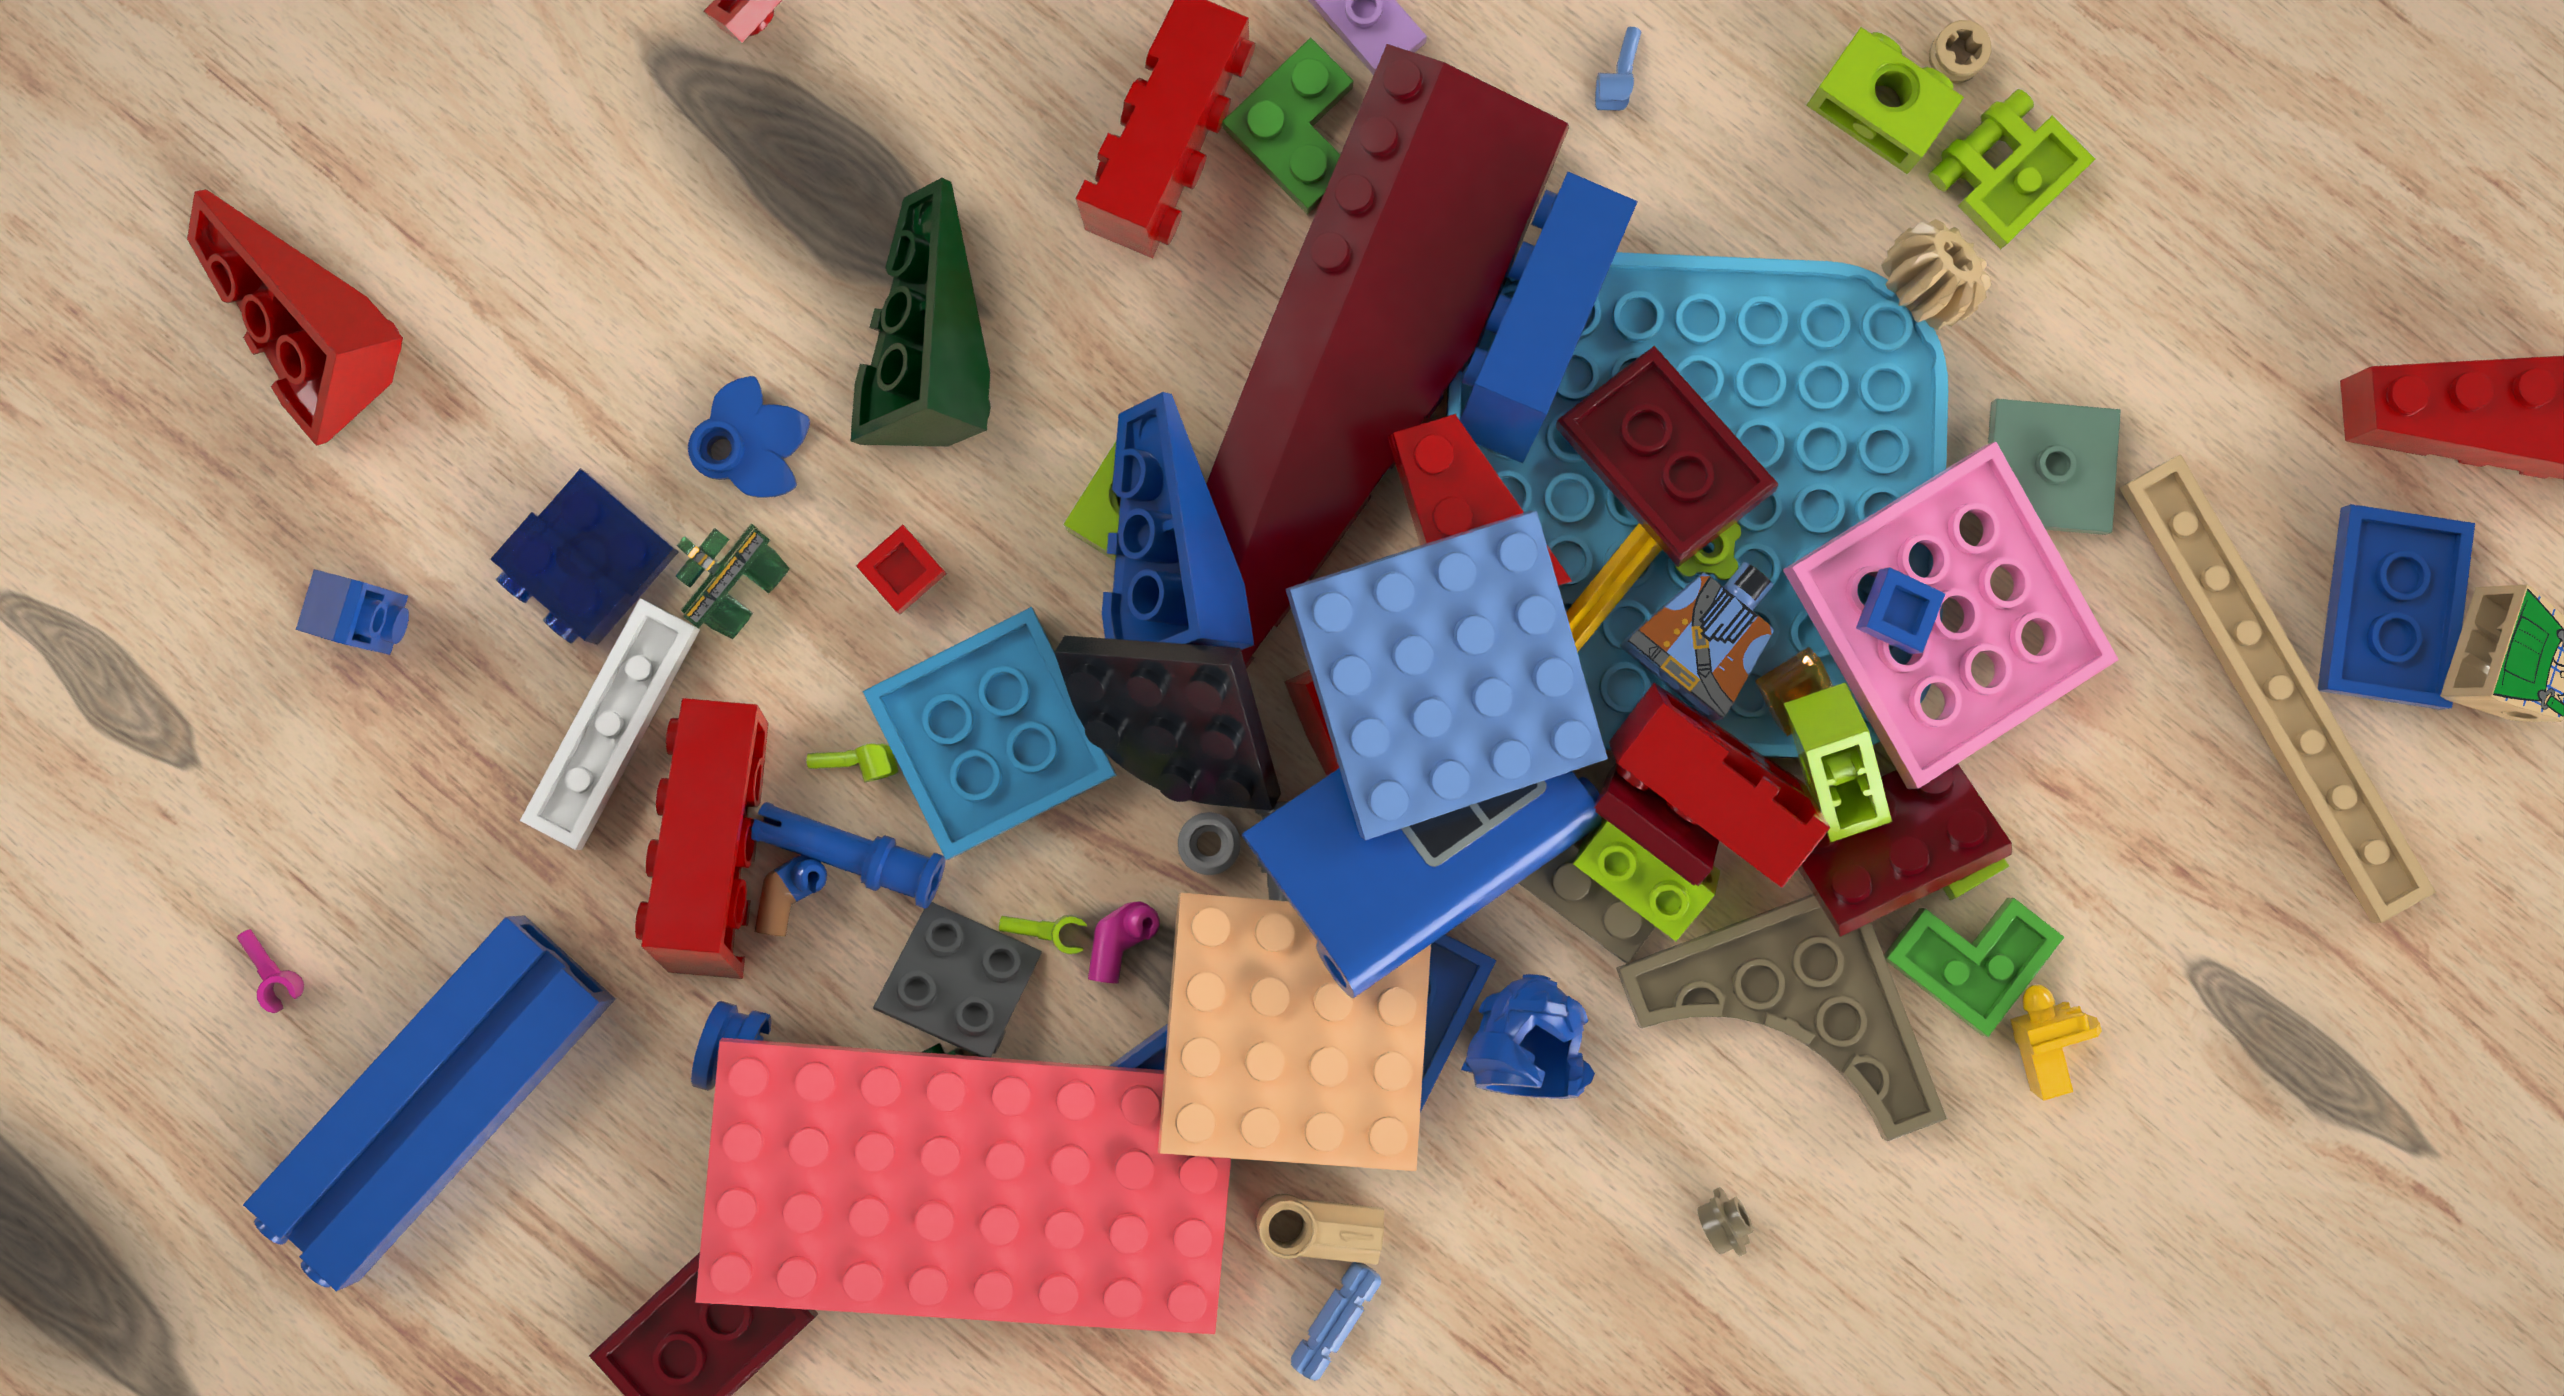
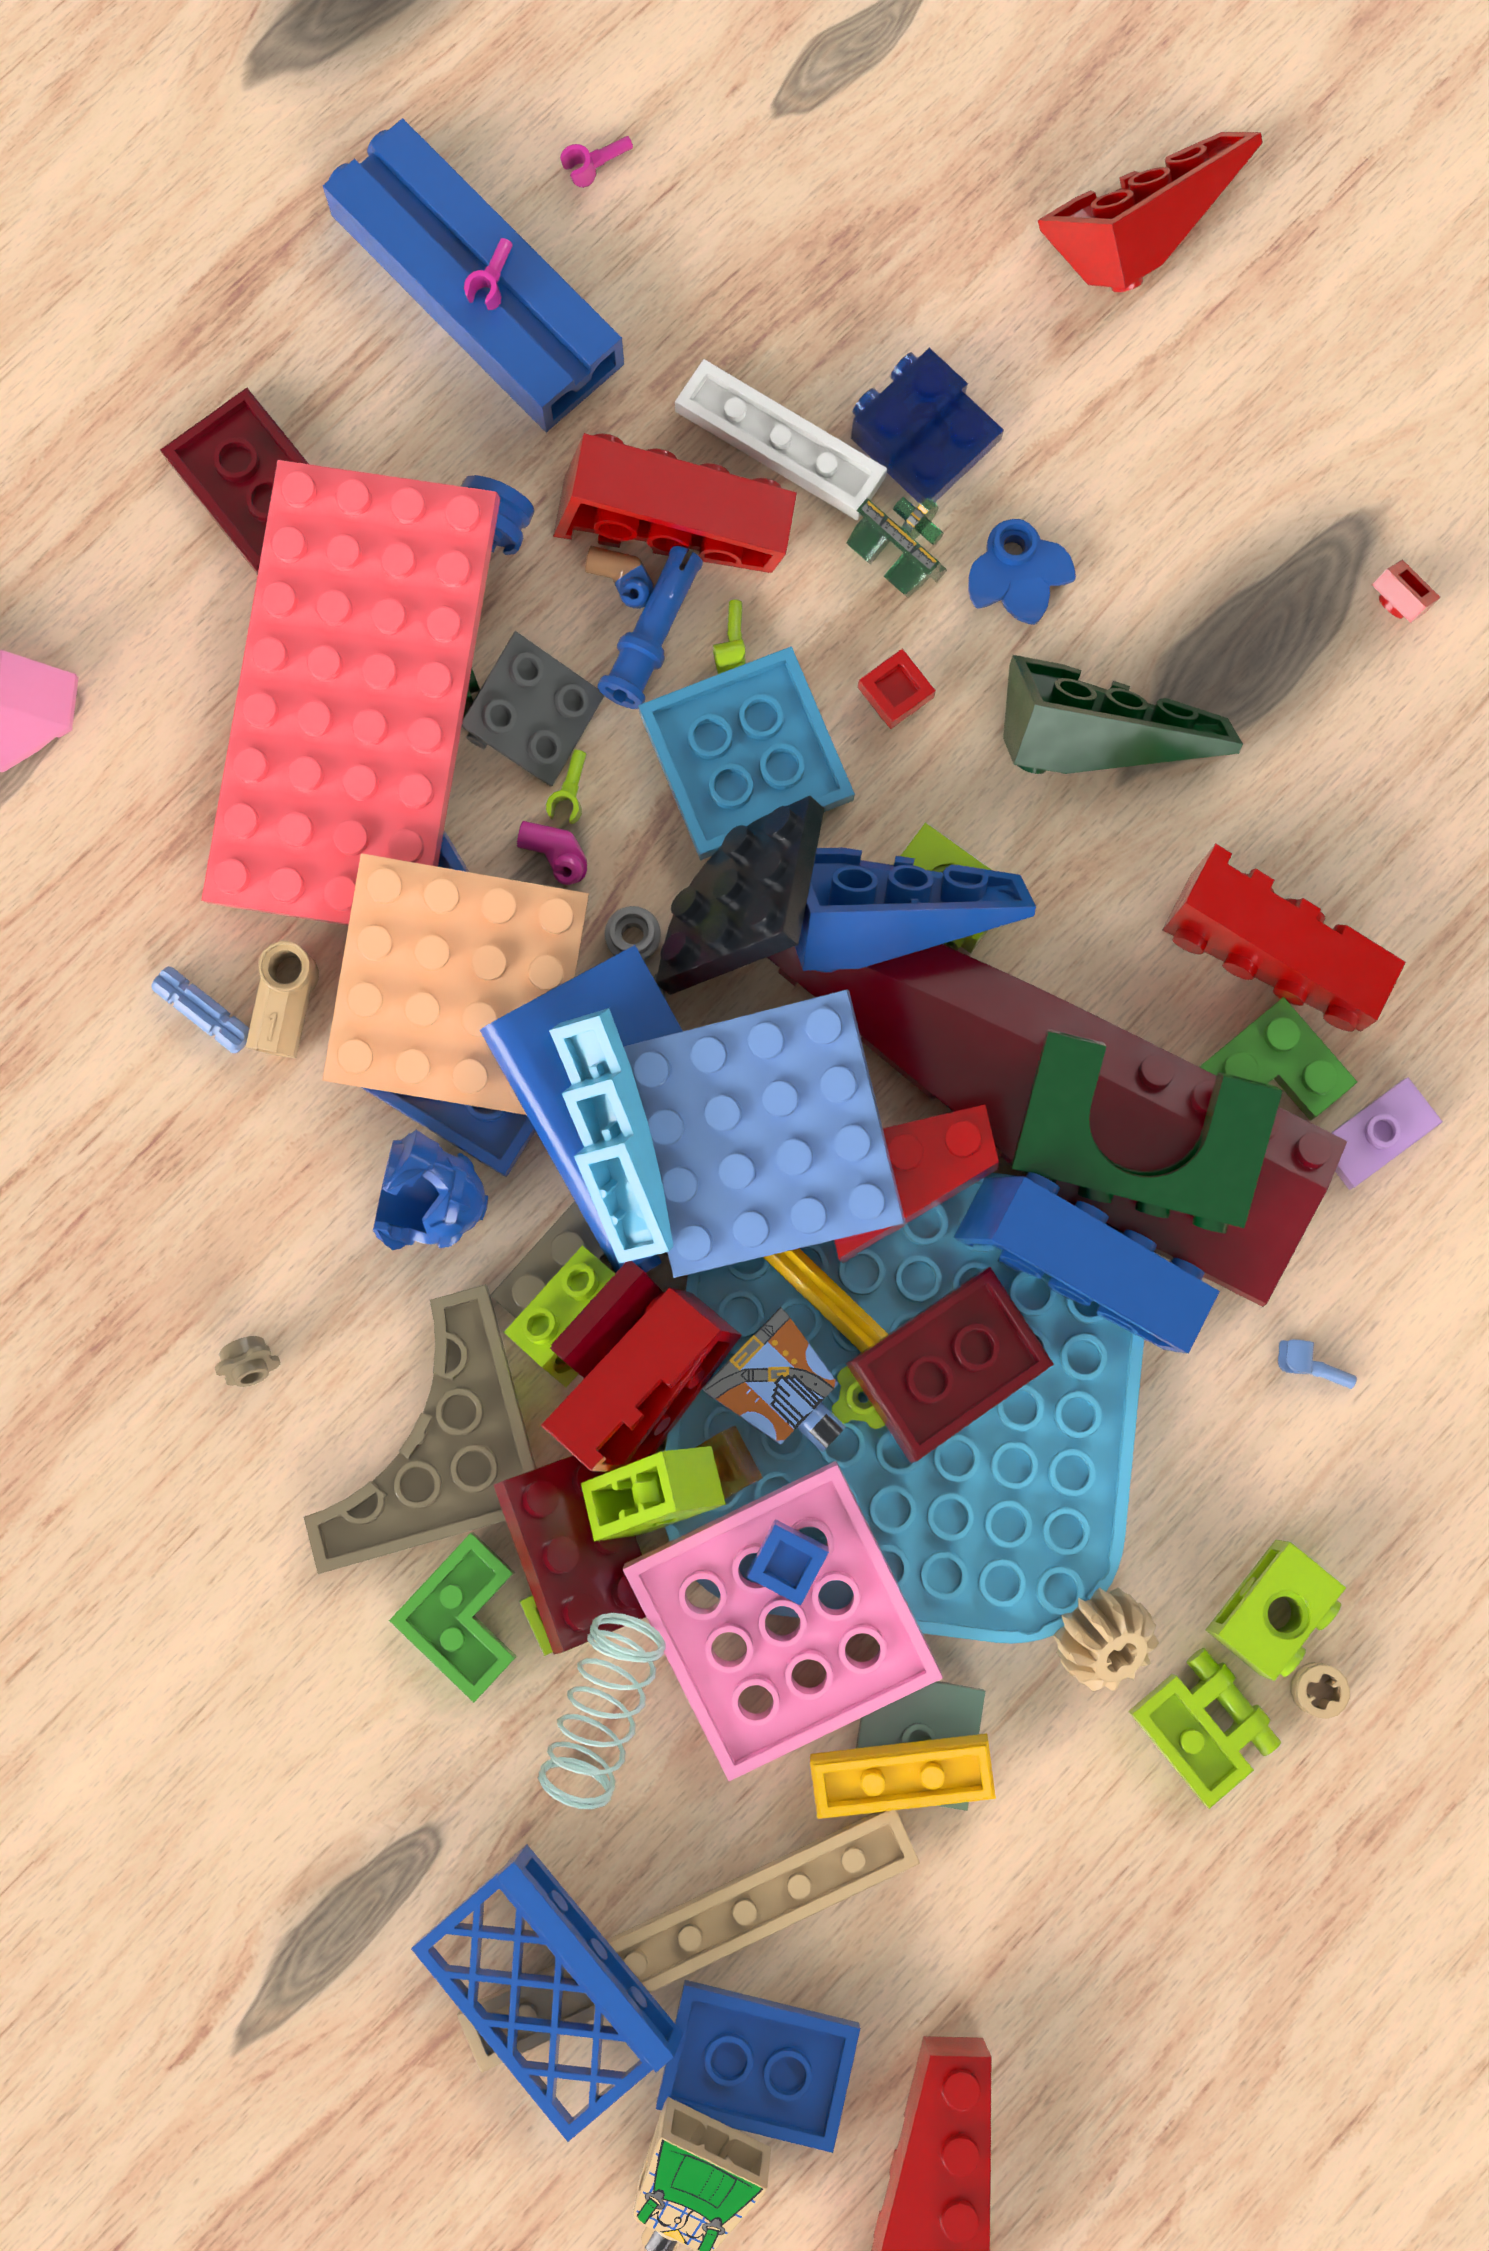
camera: 90 degrees right, 5 degrees down
(353, 613) = (890, 237): blue slope -> none
(440, 1077) = (489, 276): none -> dark pink hand
(1453, 190) = (1209, 1182): none -> dark green arch
(1470, 831) = (616, 1137): none -> medium azure slope
(2015, 785) = (616, 1651): none -> light aqua piece
(2044, 1034) = (387, 1677): yellow piece -> none
(2095, 478) = (902, 1776): none -> yellow tile
(2328, 782) = (594, 1971): none -> blue fence

